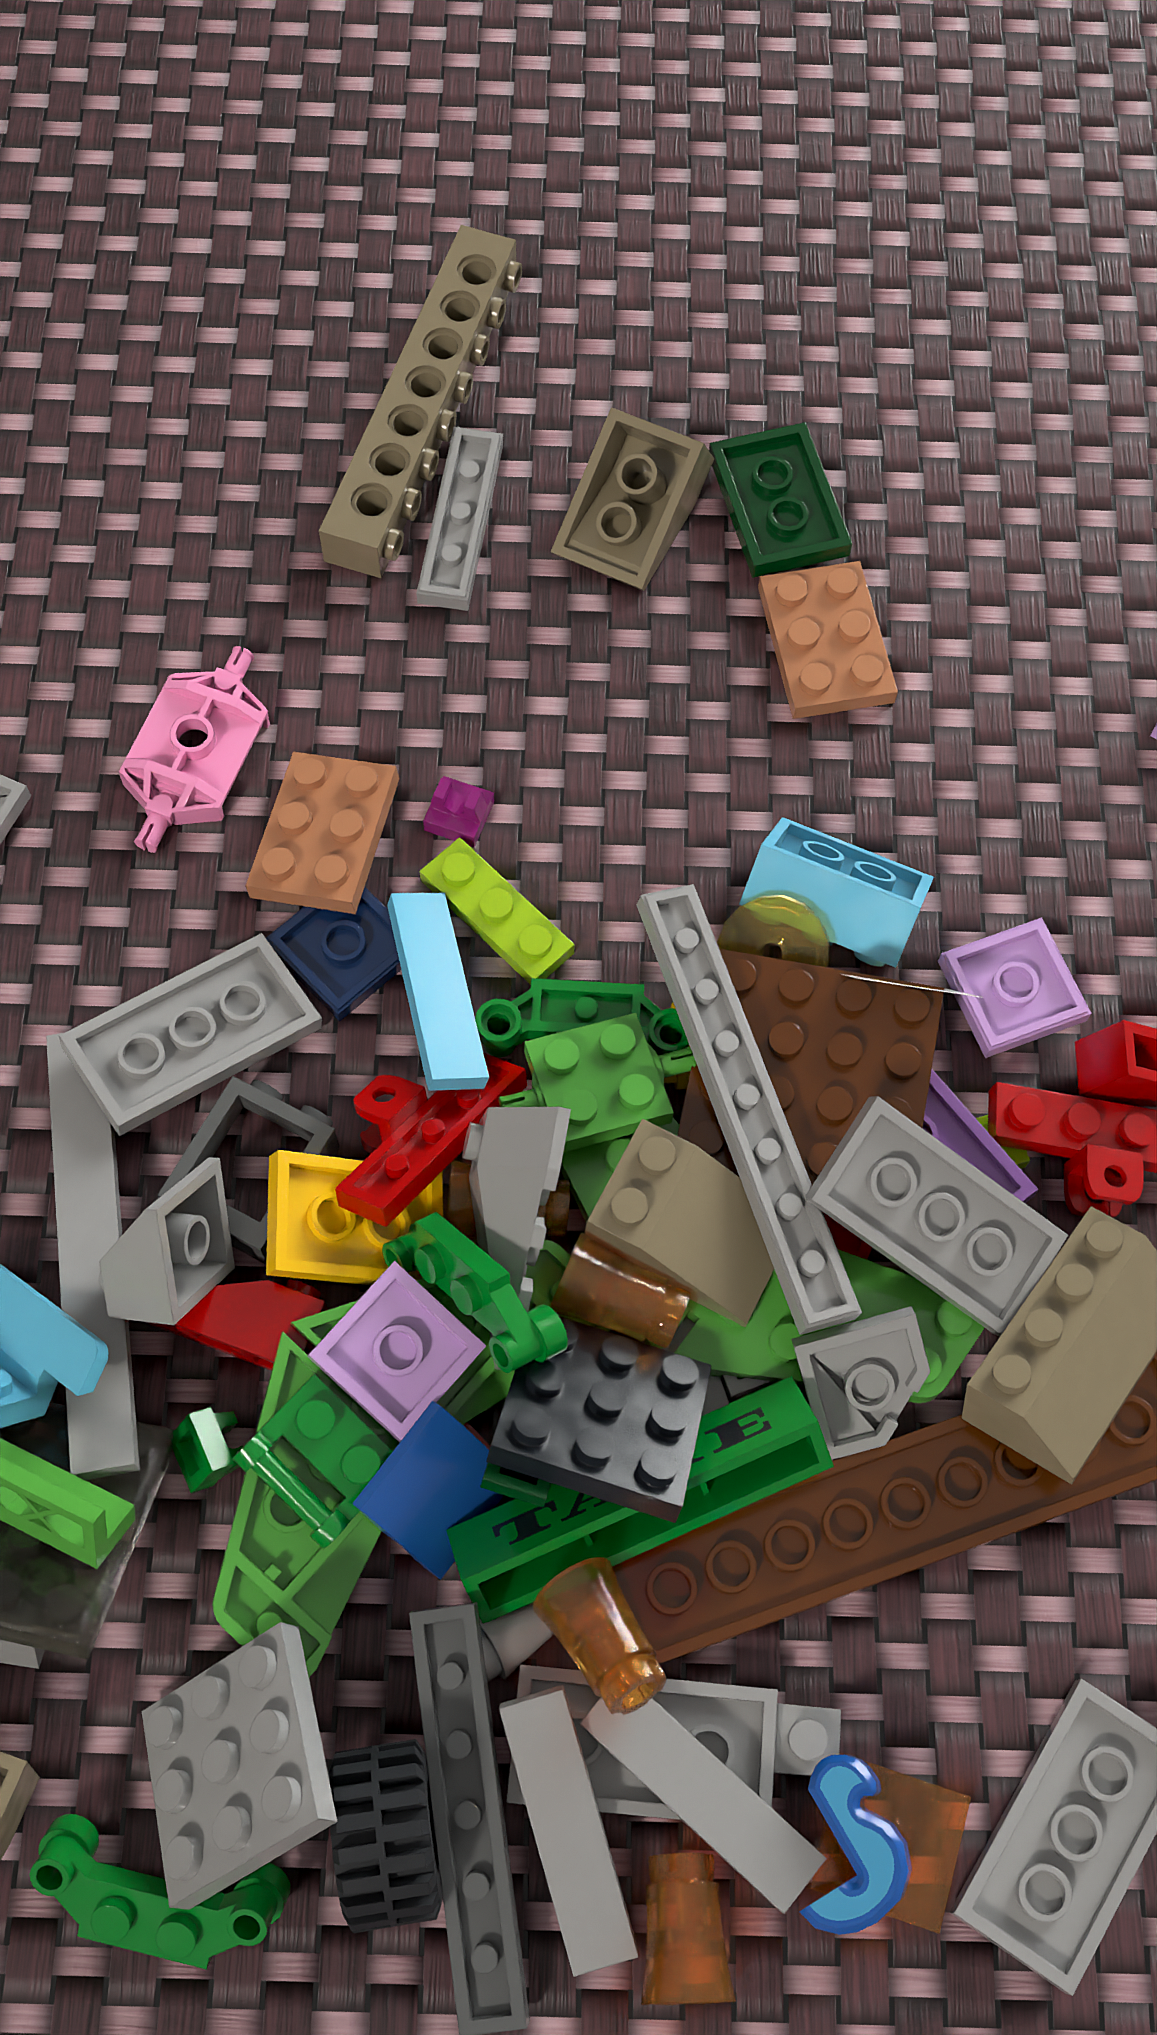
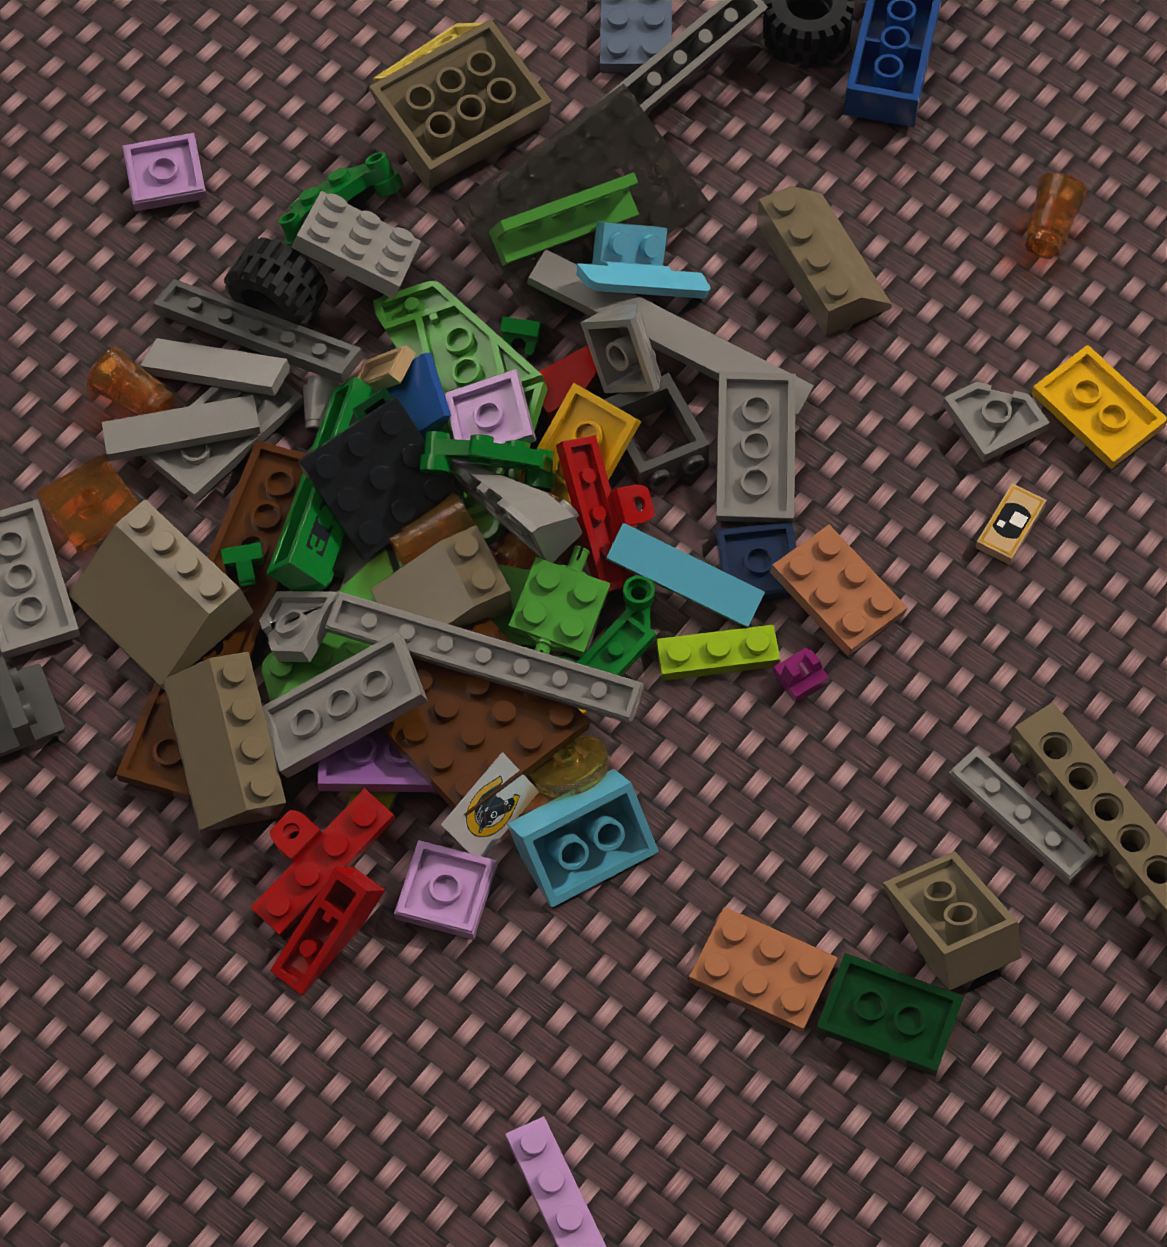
camera: 130 degrees right, 5 degrees down
(95, 719) = (1010, 524): none -> tile
(192, 782) = (960, 586): bright pink plate -> none
(332, 1442) = (472, 364): green plate -> none
(407, 1567) = (386, 368): none -> tan tile
(601, 1634) = (280, 420): clear orange plant -> none
(805, 1737) = (165, 497): light grey plate -> none
(833, 1520) = (243, 560): none -> green tile
(869, 1842) = (101, 474): animal -> none
(959, 1603) = (158, 594): none -> dark tan slope

